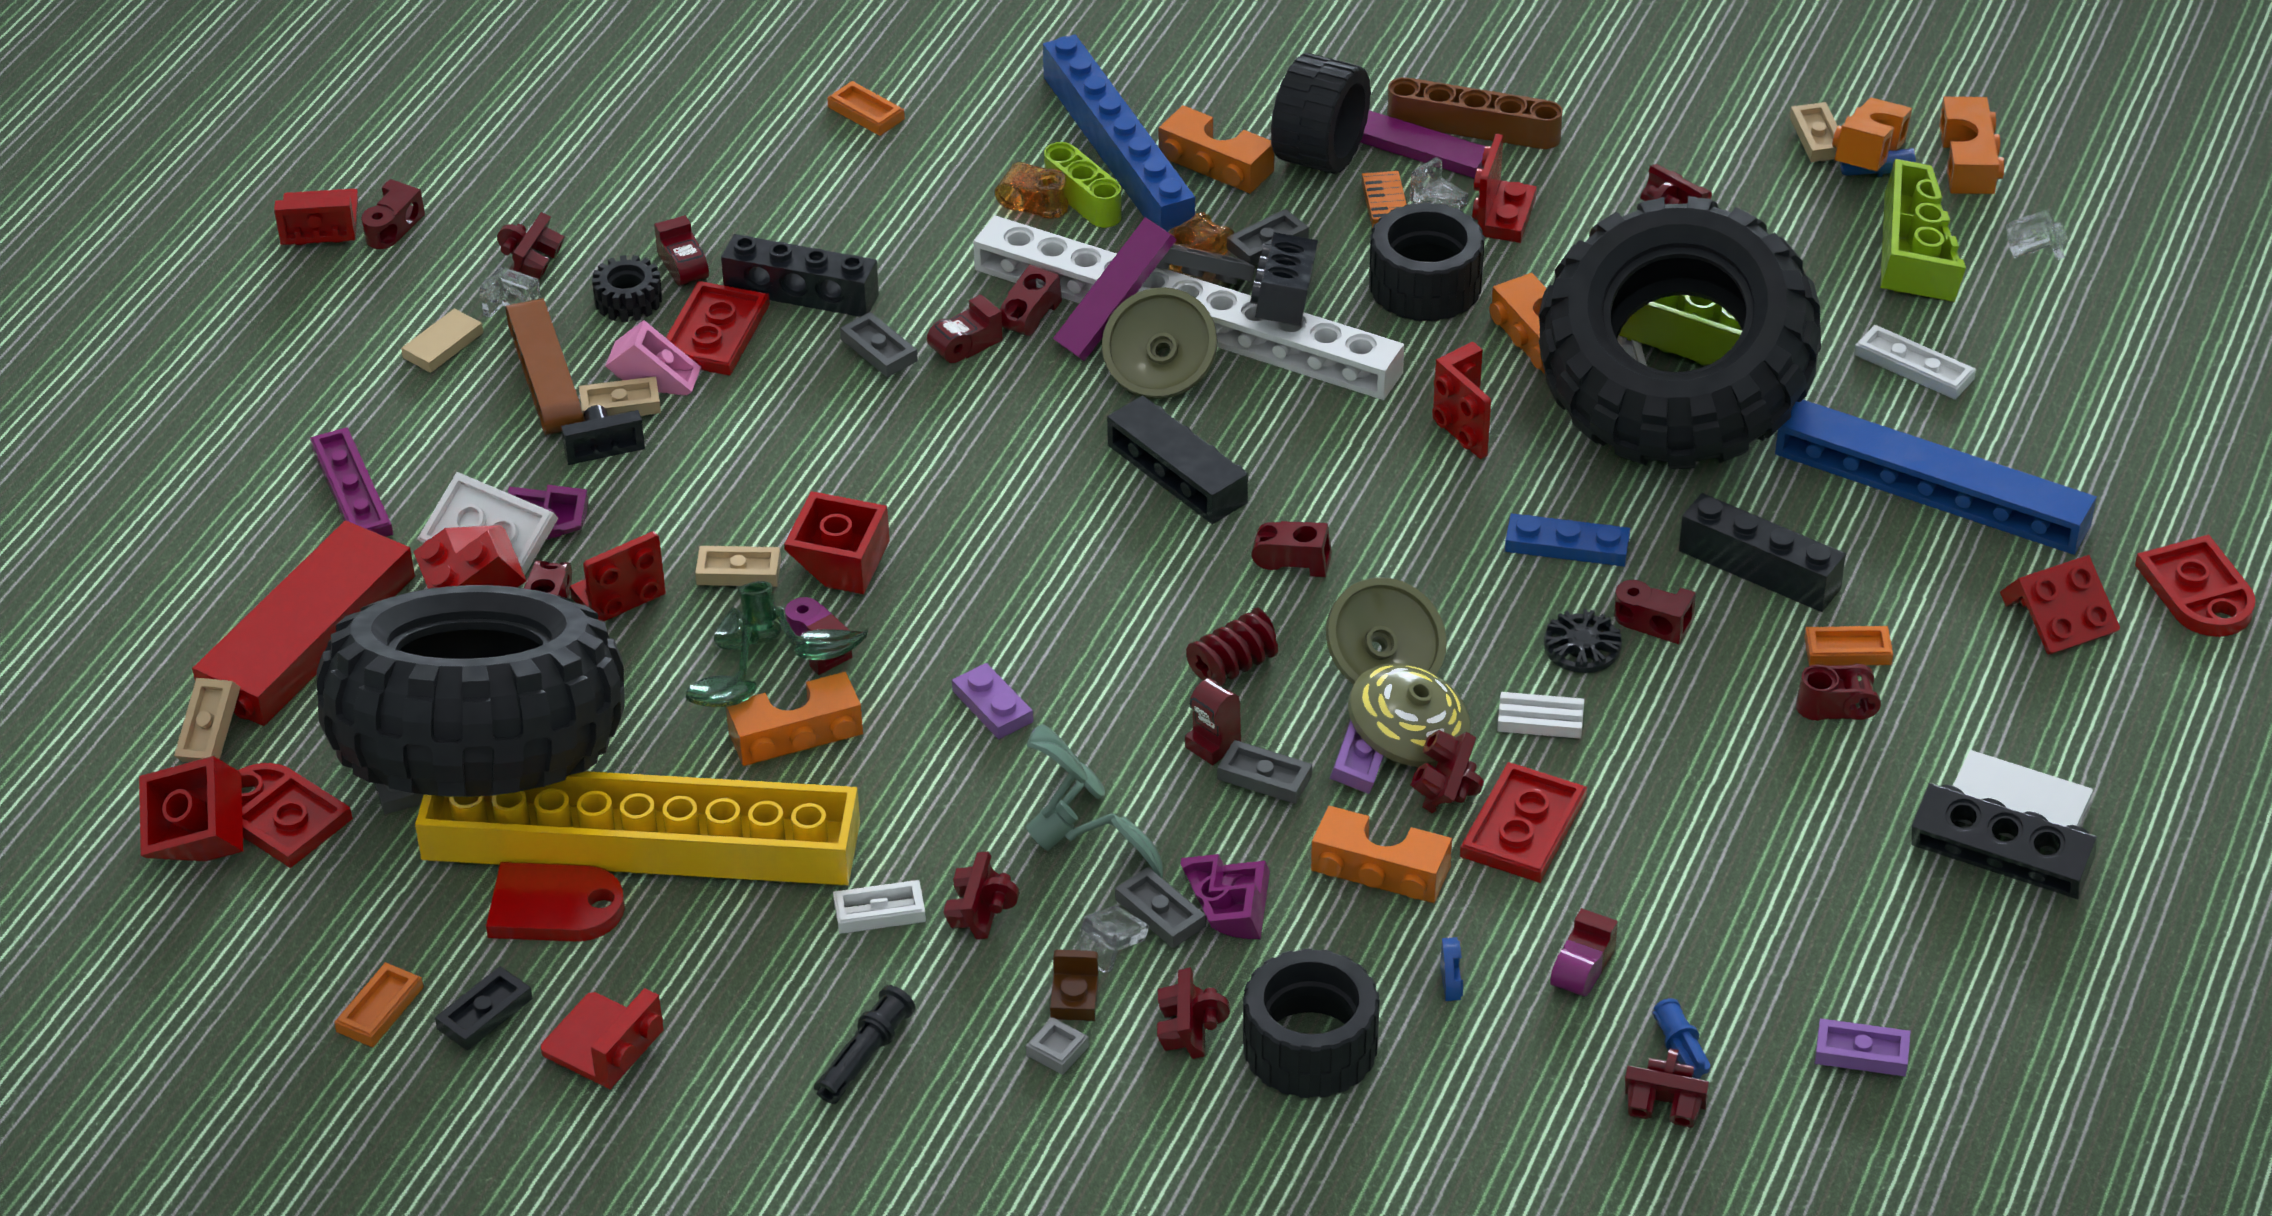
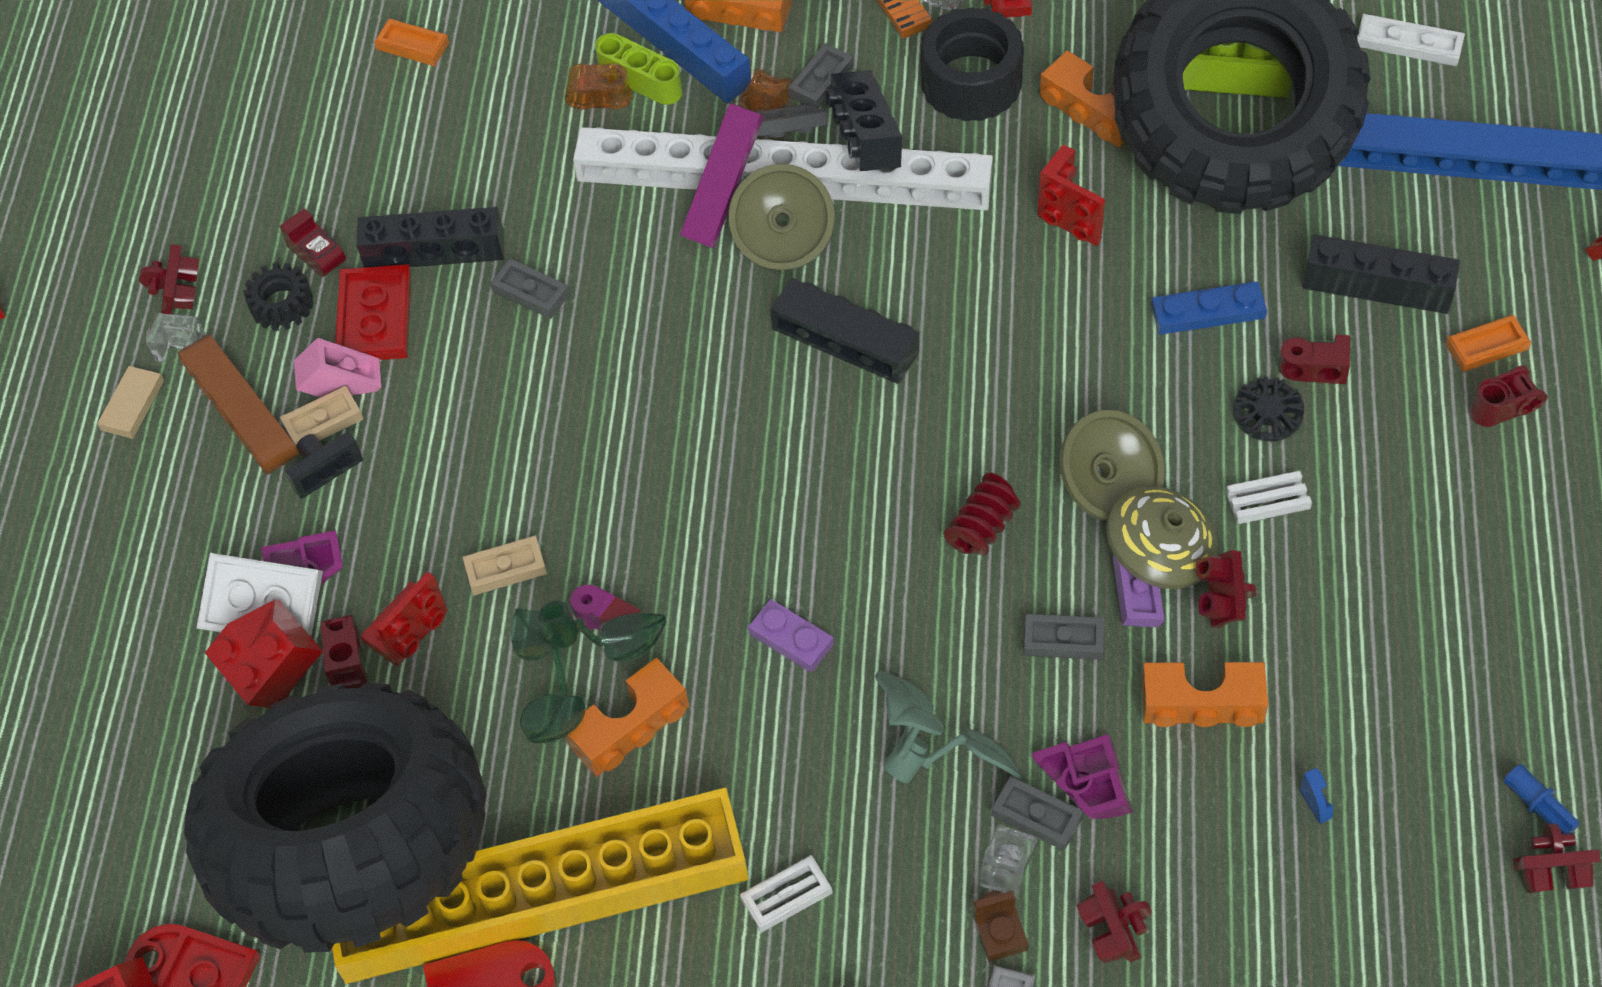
camera: 15 degrees left, 15 degrees up
(207, 719) = (83, 902): tan plate -> none
(284, 636) = (128, 759): red brick -> none
(350, 481) = (110, 587): magenta tile -> none
(392, 215) = (31, 282): dark red leg -> none
(839, 540) = (588, 514): red slope -> none
(968, 331) = (603, 251): dark red leg -> none
(983, 896) = (882, 855): dark red hips -> none
(1028, 303) = (645, 204): dark red leg -> none
(1214, 721) = (1001, 604): dark red leg -> none
(1293, 546) = (983, 391): dark red leg -> none
(1310, 1062) = (1238, 856): black tyre -> none
(1523, 822) = (1303, 614): red tile -> none
(1585, 953) = (1422, 740): leg -> none

